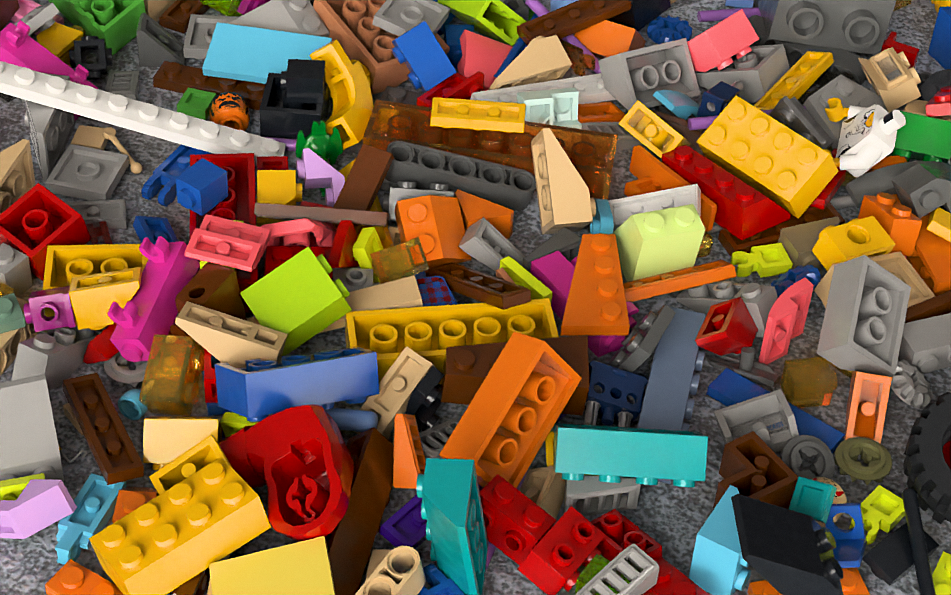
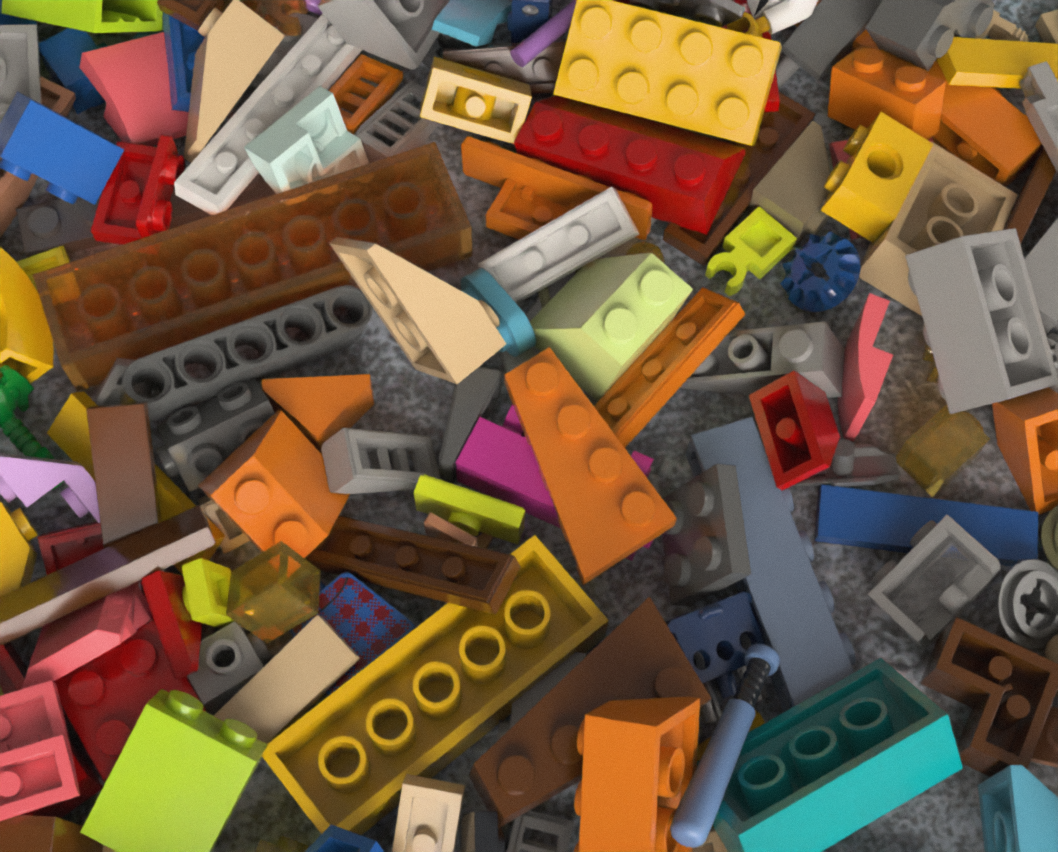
camera: 30 degrees left, 25 degrees up
(478, 115) = (215, 229): yellow plate -> none
(566, 413) = (710, 780): none -> medium blue piece

